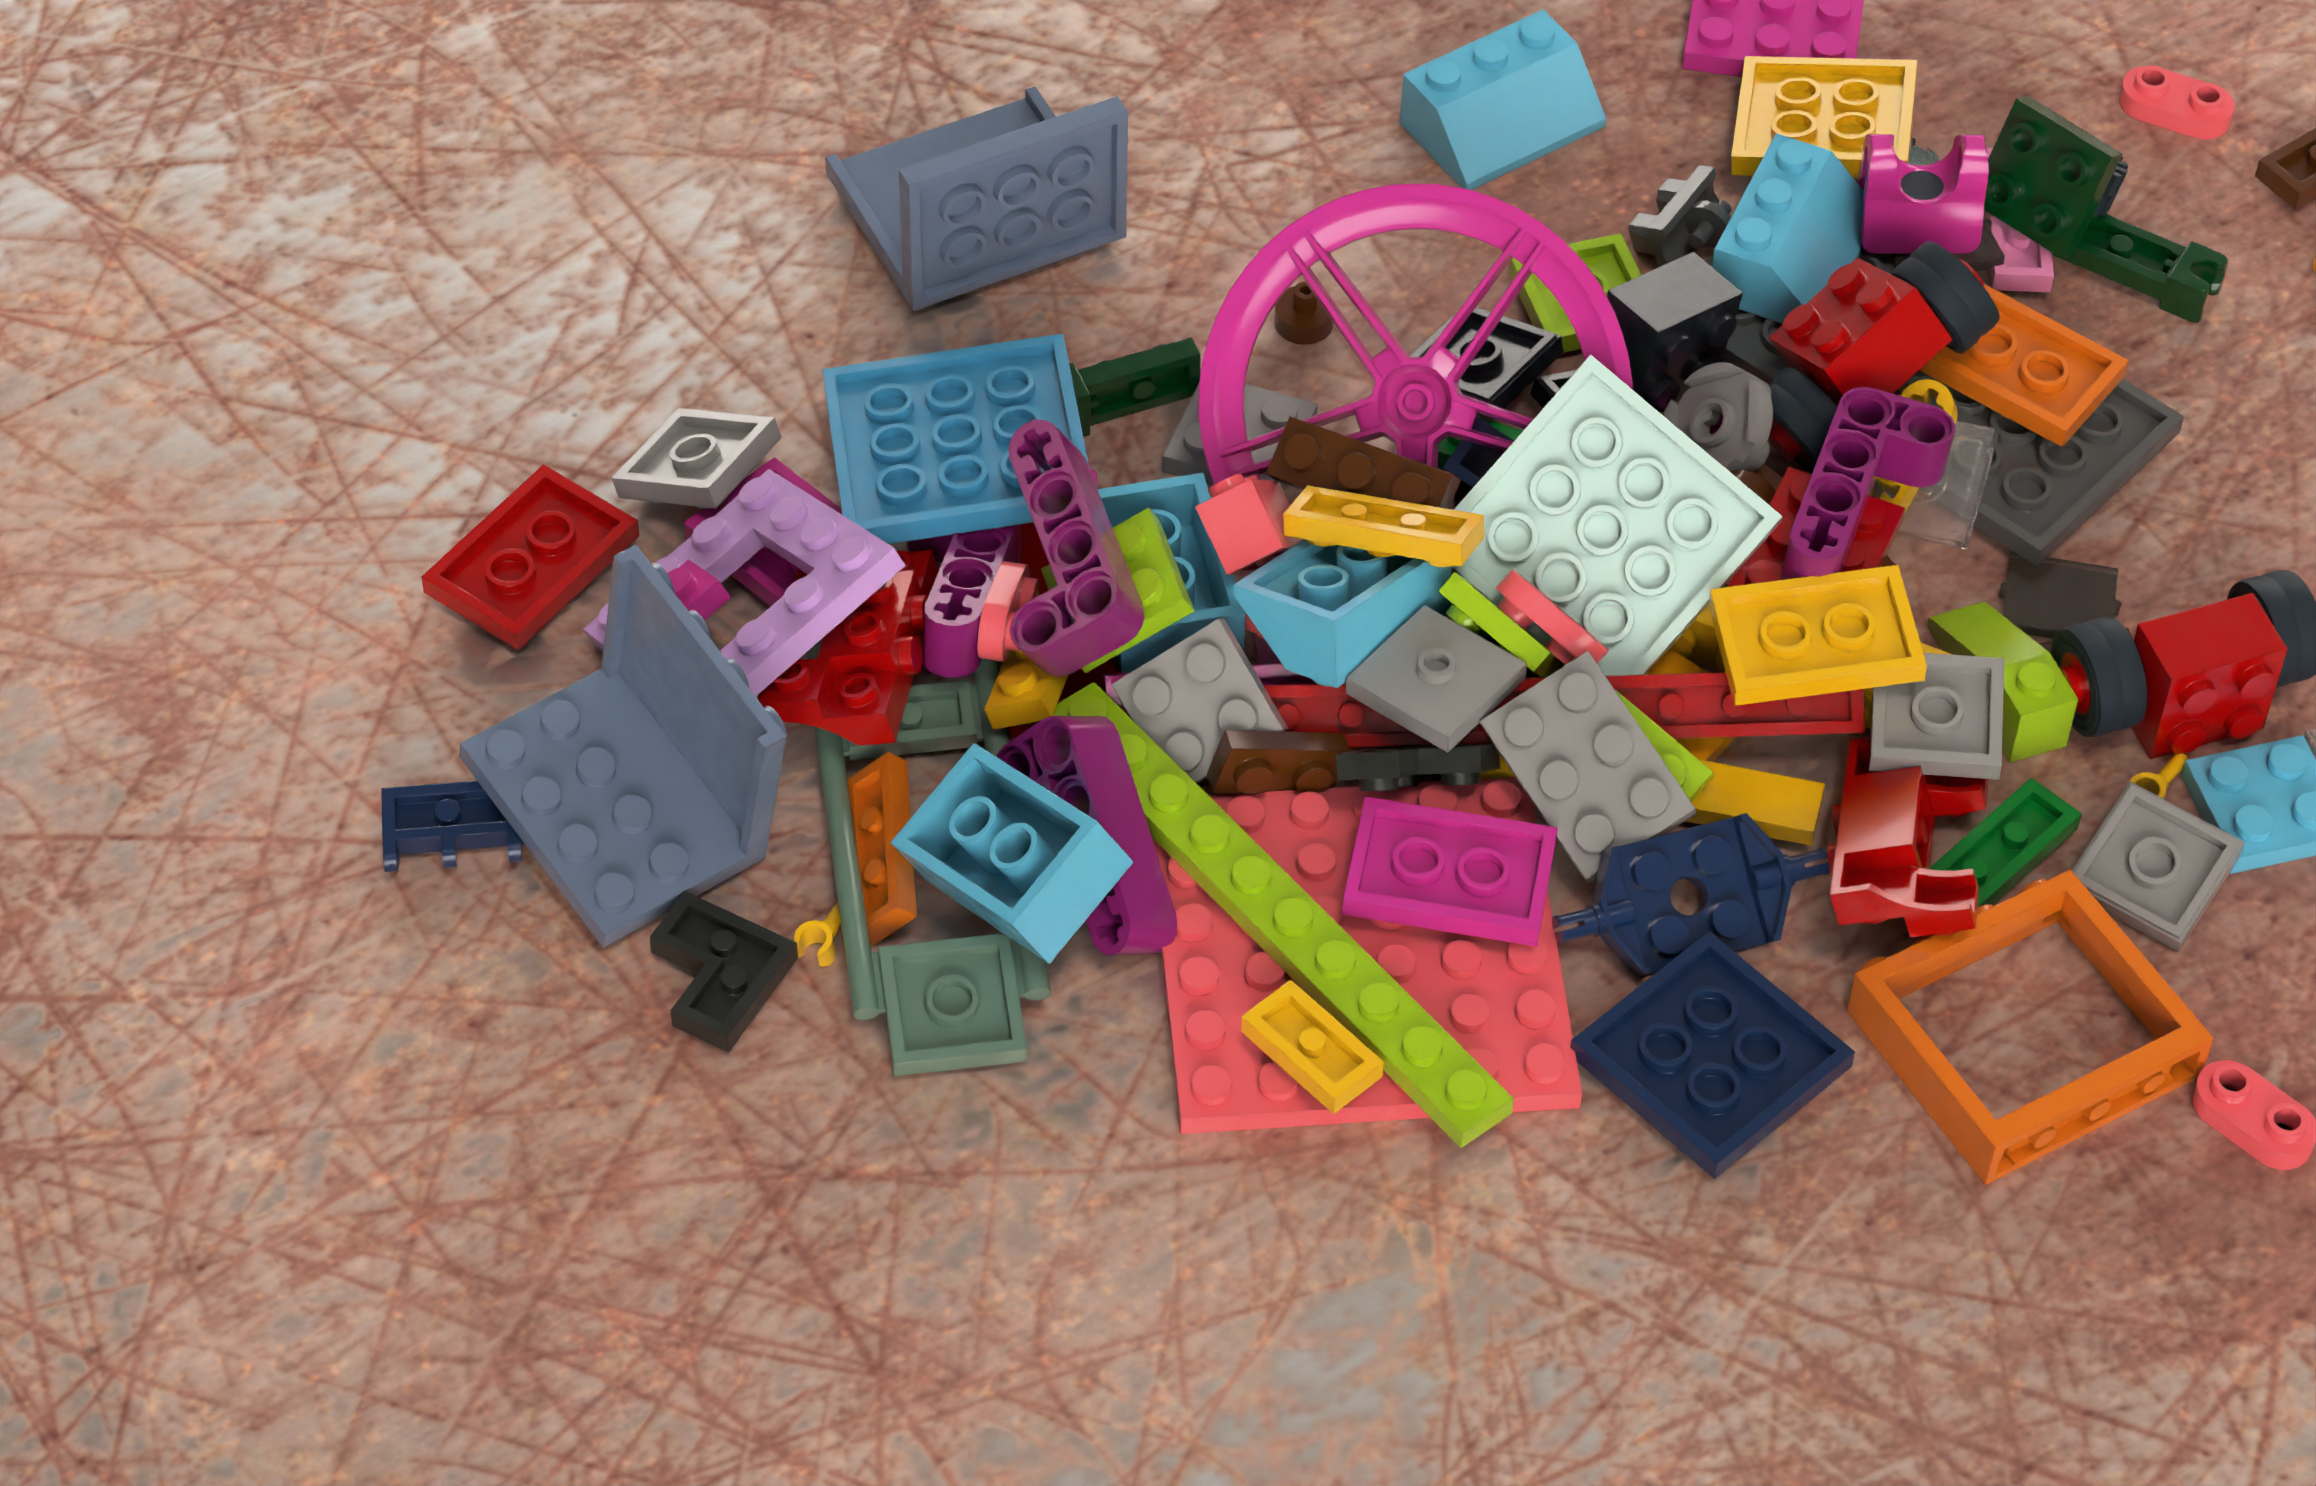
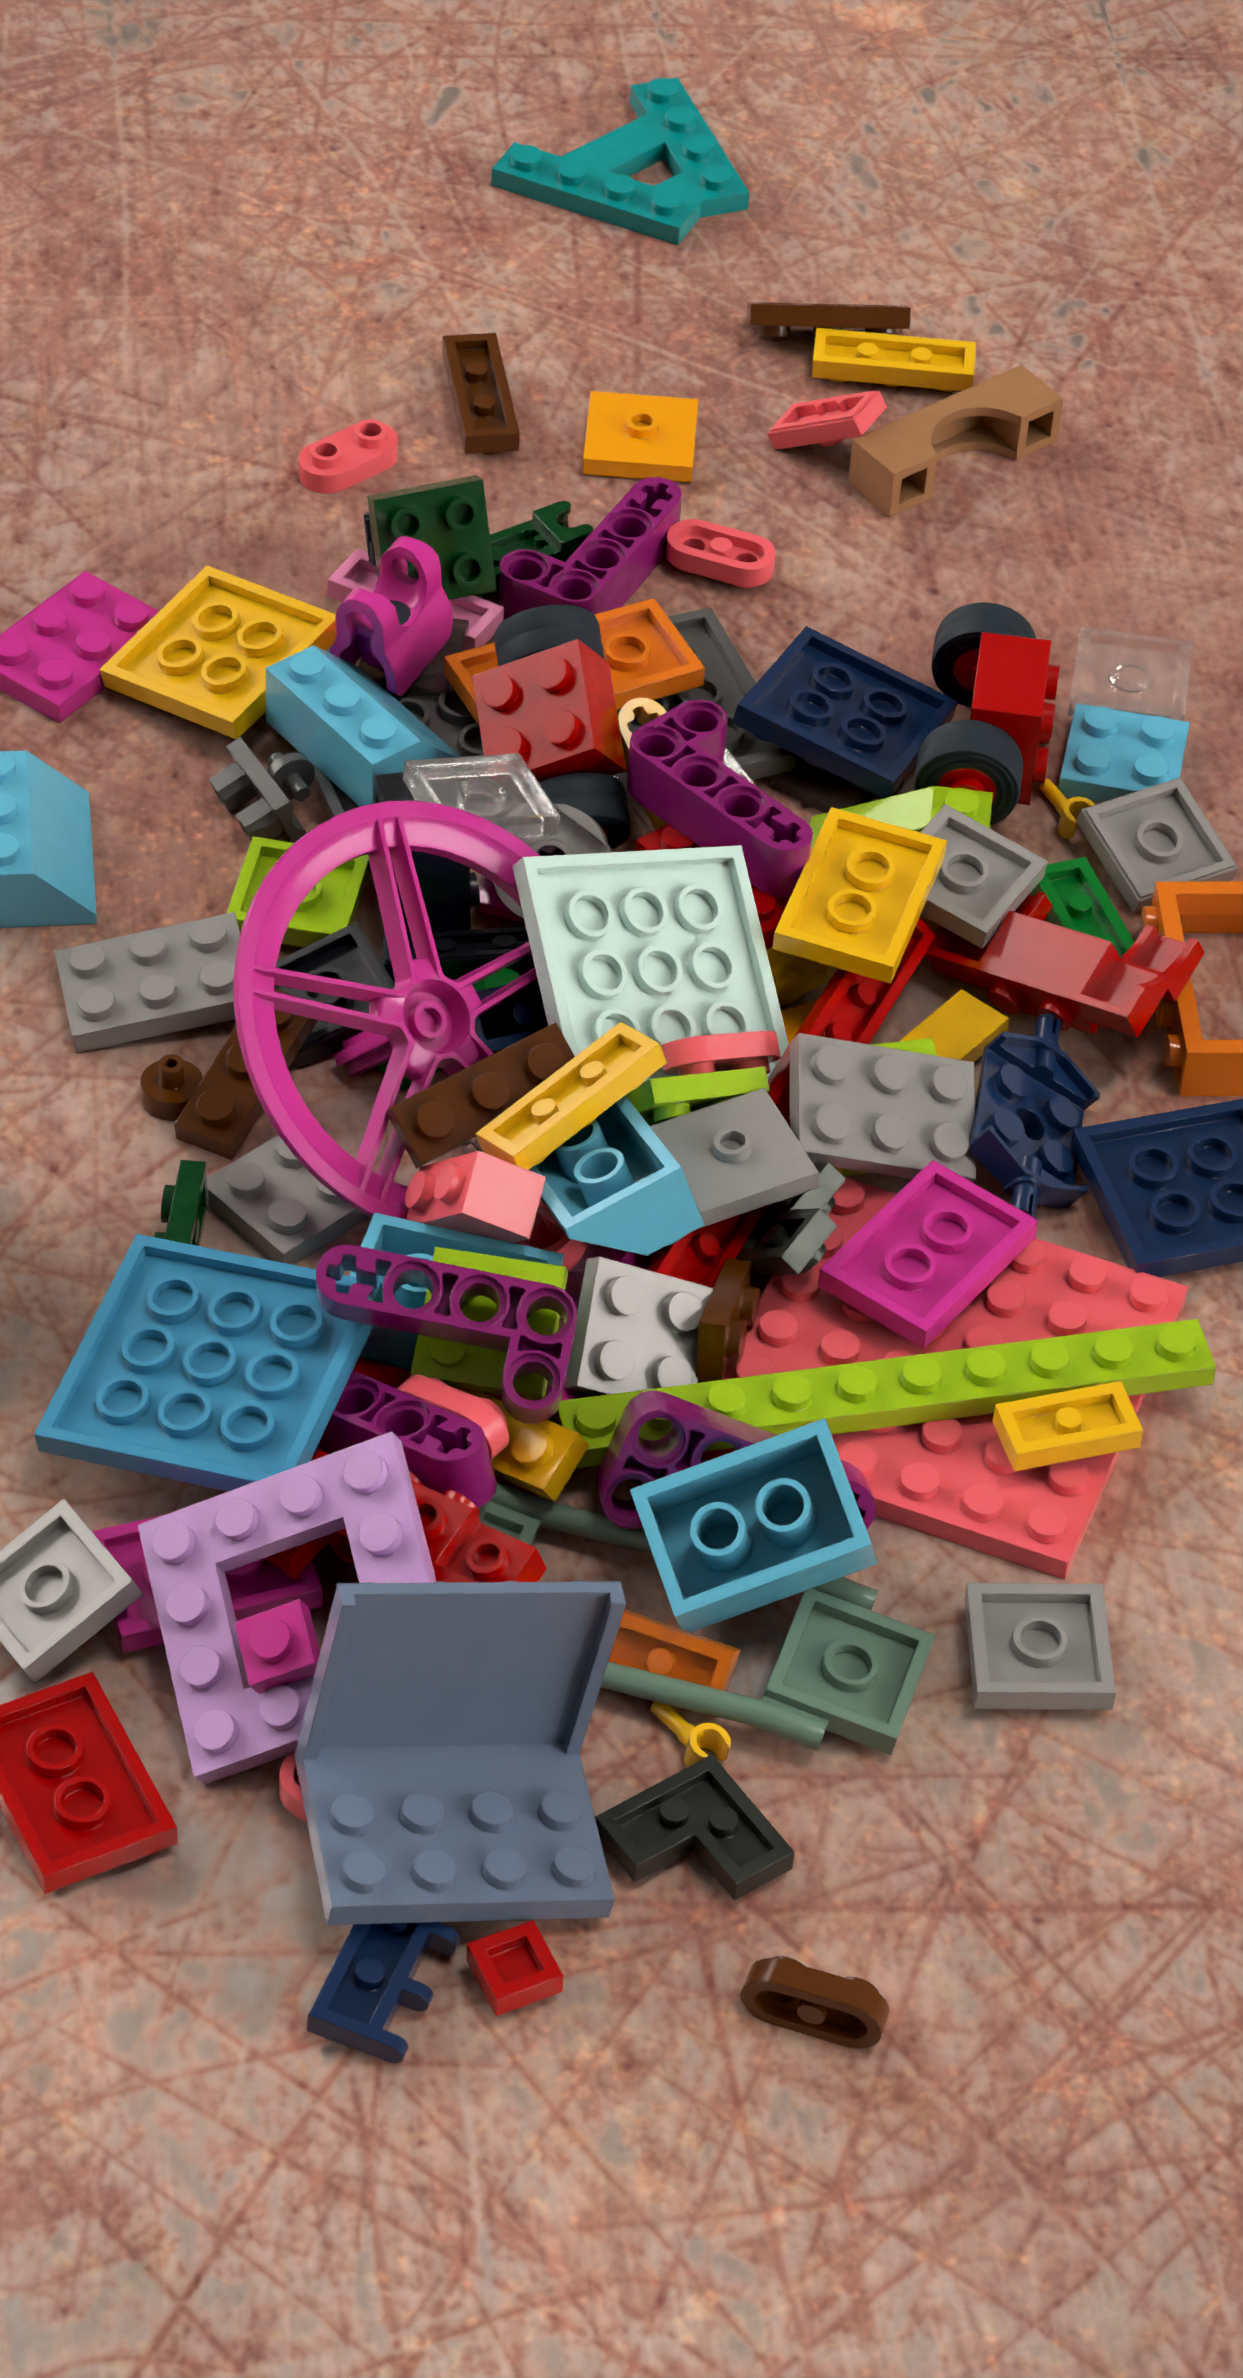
camera: 65 degrees left, 5 degrees down
(510, 903) = (514, 1967): none -> red plate
(589, 1134) = (815, 2002): none -> reddish brown plate
(1071, 1132) = (1039, 1646): none -> light grey plate
(1320, 352) = (225, 1100): none -> reddish brown plate
(1420, 269) = (150, 982): none -> light grey plate
(1703, 322) = (486, 786): none -> clear tile
(2111, 549) = (844, 712): none -> dark blue plate
(2182, 323) = (608, 562): none -> magenta beam
(2282, 410) = (720, 553): none -> coral plate

